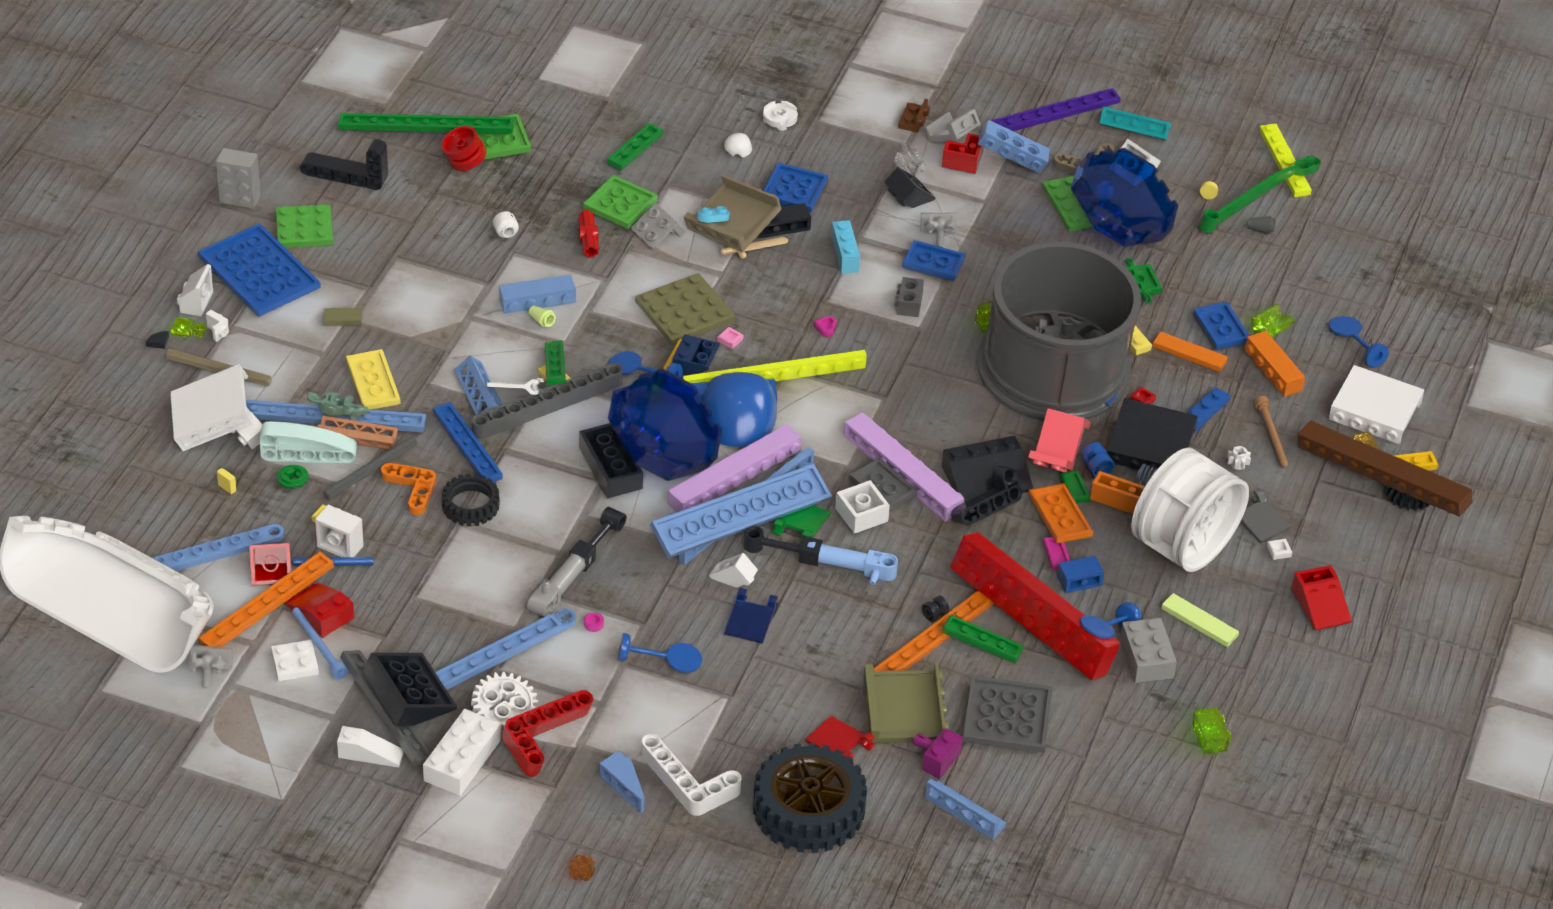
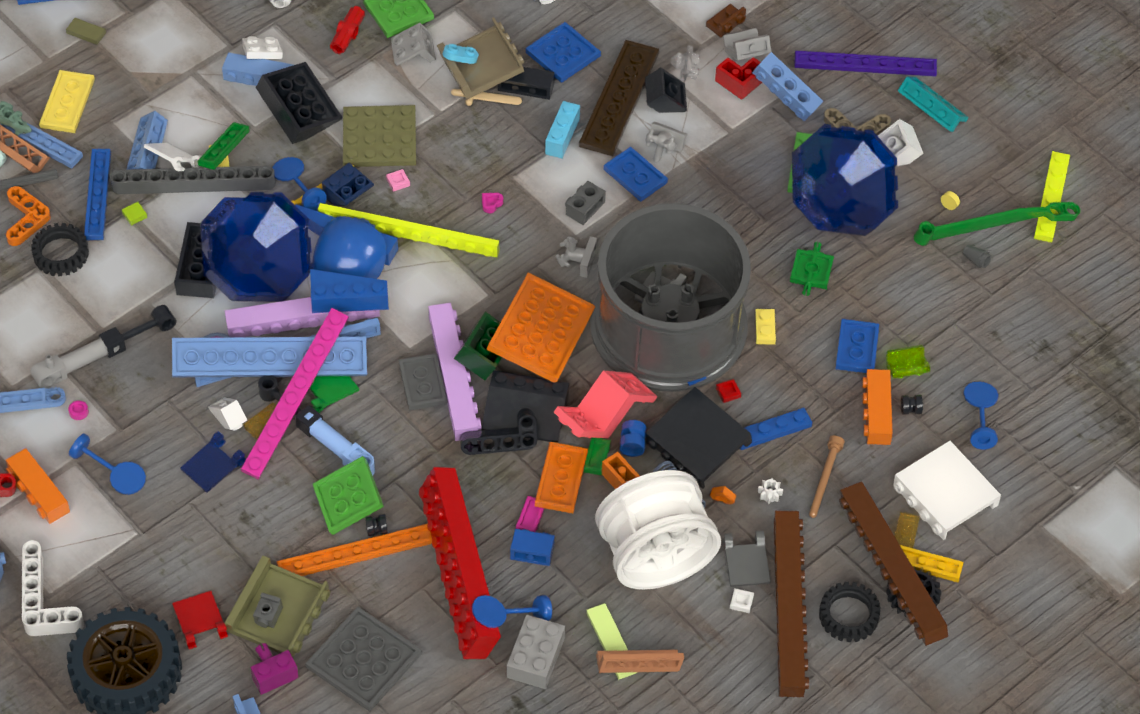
camera: 30 degrees right, 10 degrees up
(513, 447) = (134, 213): none -> lime tile
(526, 272) = (262, 48): none -> white plate
(543, 316) = (249, 96): yellowish green cone -> none
(596, 303) = (298, 101): none -> black slope
(612, 693) = (37, 486): none -> orange brick
(769, 567) = (258, 422): none -> clear yellow plate
(770, 434) = (346, 292): none -> blue wedge
(786, 532) = (294, 394): none -> dark pink plate
(862, 506) = (383, 396): white brick -> none
(872, 207) = (618, 98): none -> dark brown plate
(895, 592) = (348, 495): none -> bright green plate
(899, 707) = (270, 617): none -> dark grey brick
(922, 433) = (474, 352): none -> dark green brick
(943, 337) = (577, 254): none -> light grey piece
(958, 402) = (541, 327): none -> orange plate
(983, 639) = (397, 574): green tile -> none
(1190, 351) = (809, 361): orange tile -> none
(1238, 622) = (639, 661): none -> nougat fence
(1301, 351) = (911, 404): none -> black wheel
(1321, 534) = (789, 604): none -> reddish brown brick
(1321, 597) = (738, 670): red slope -> none
(1368, 537) = (855, 592): none -> black tyre

